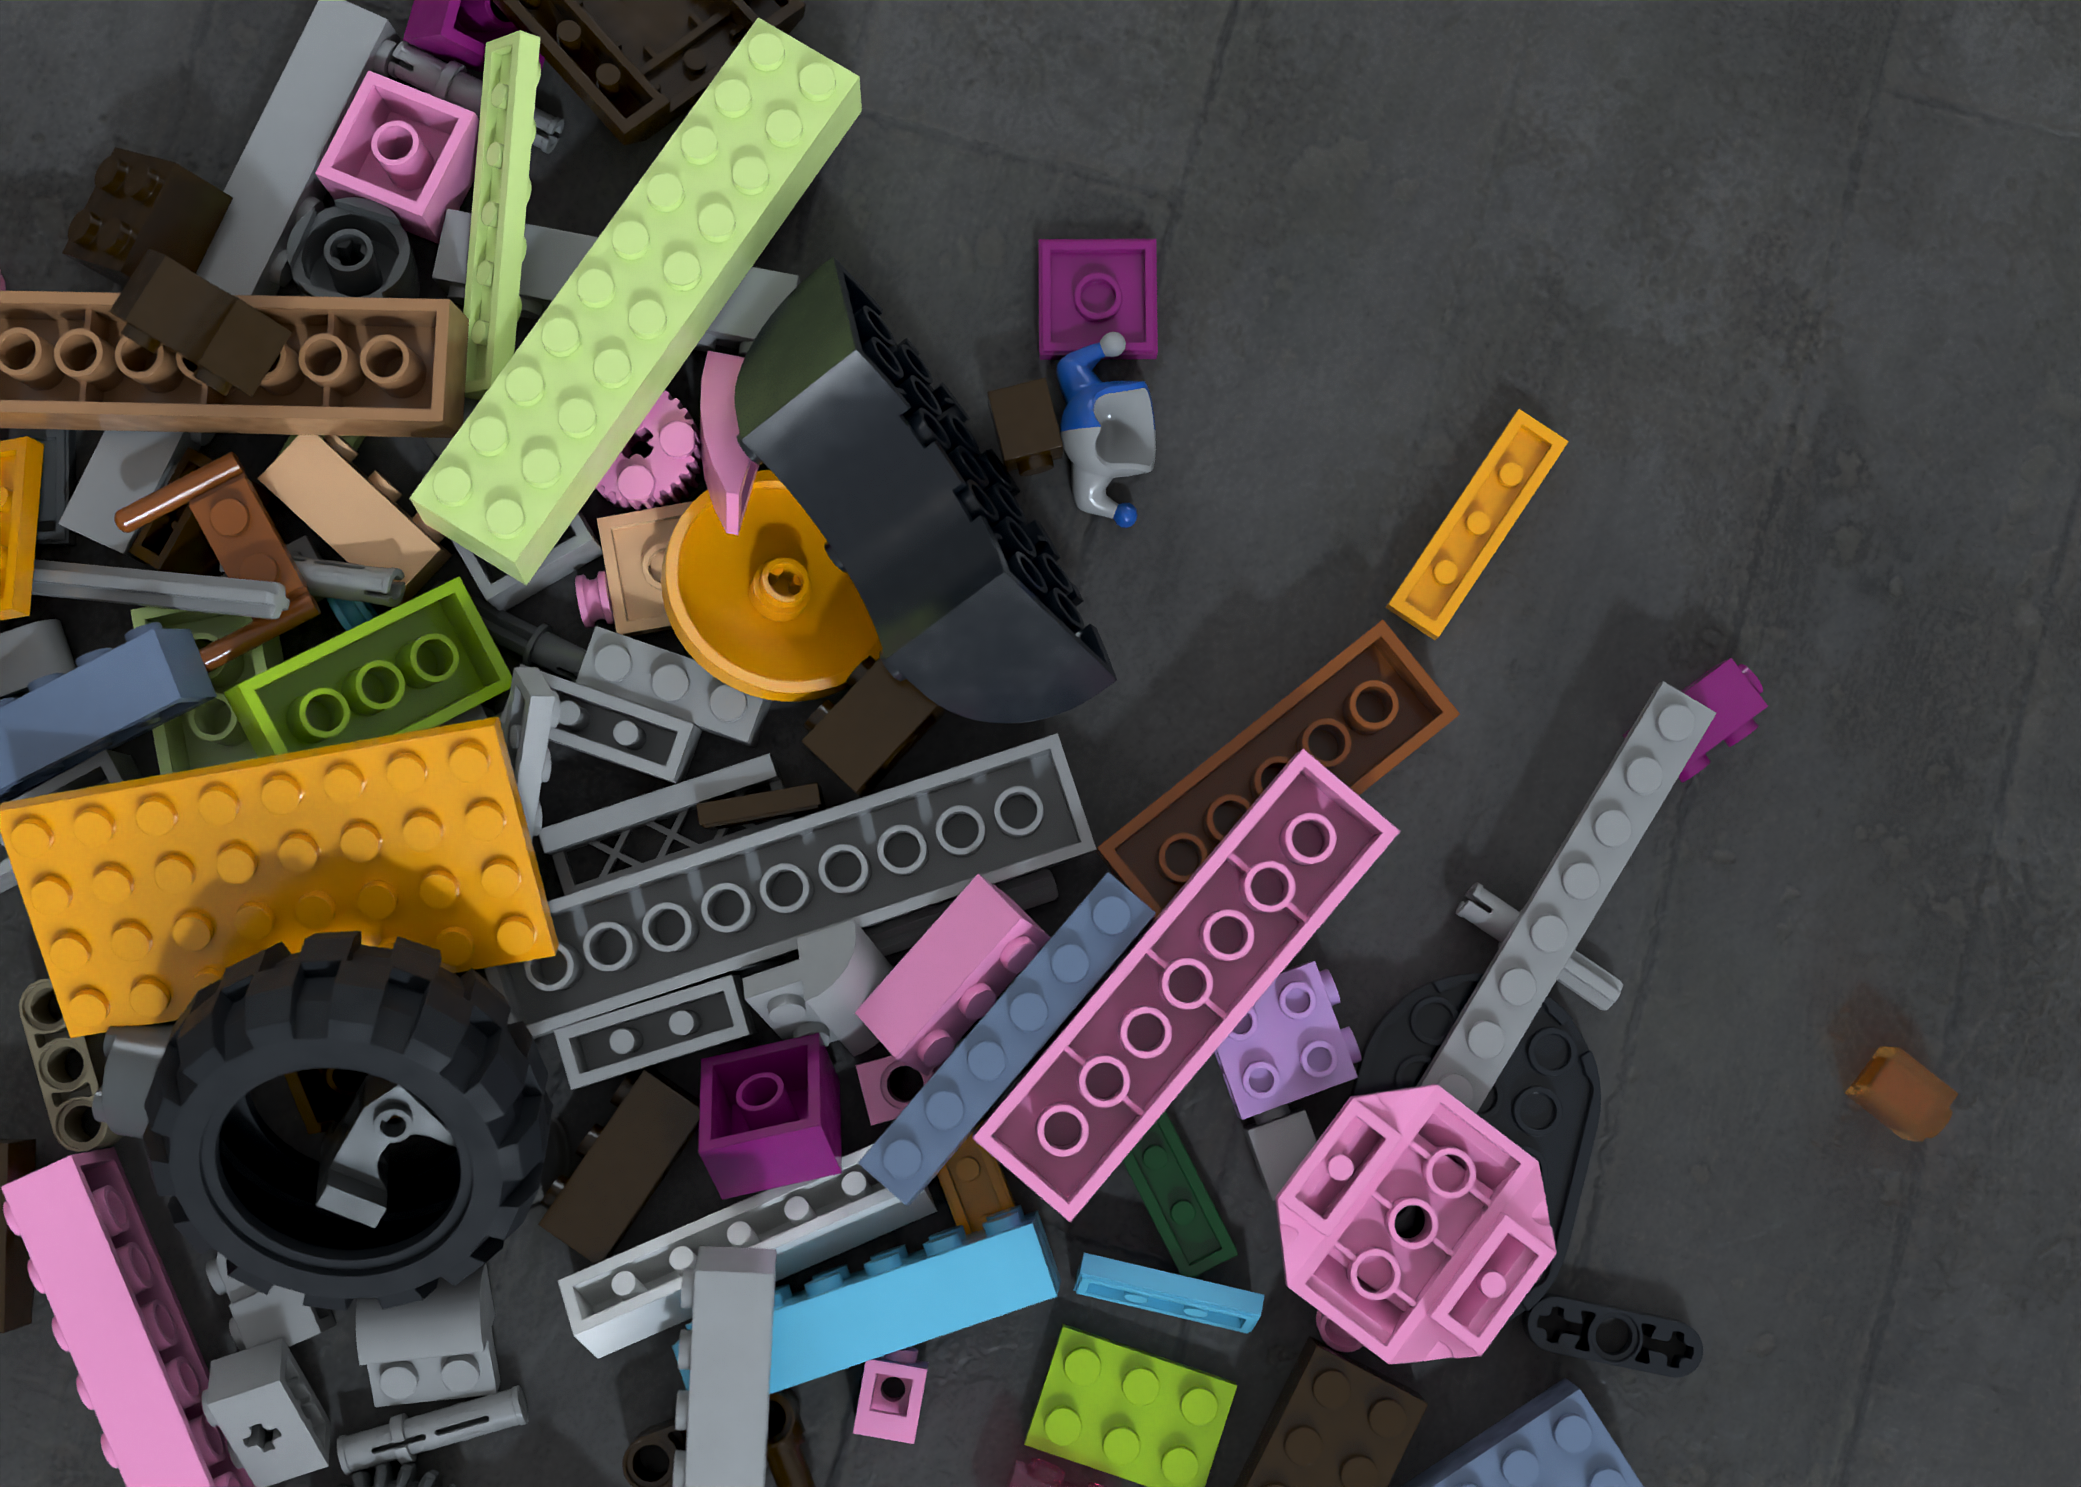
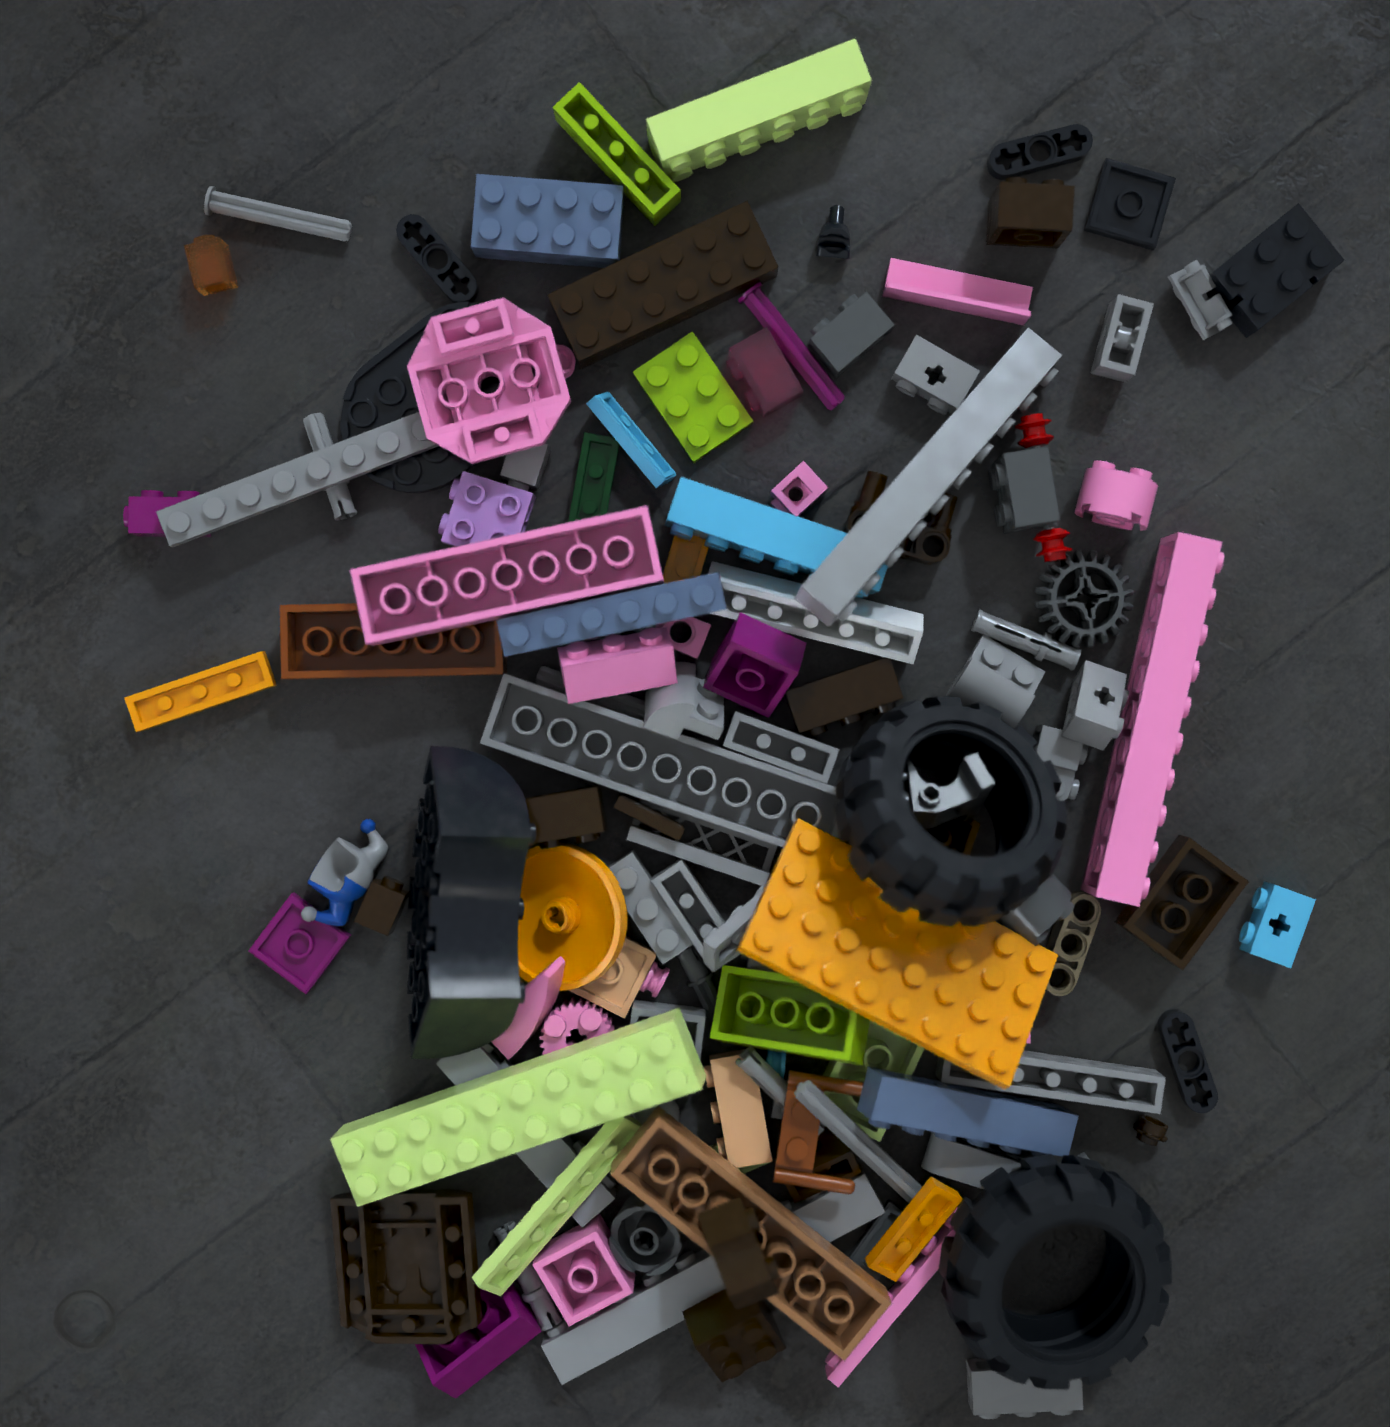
camera: 140 degrees left, 5 degrees up
(1869, 1229) = (276, 215): none -> light grey axle

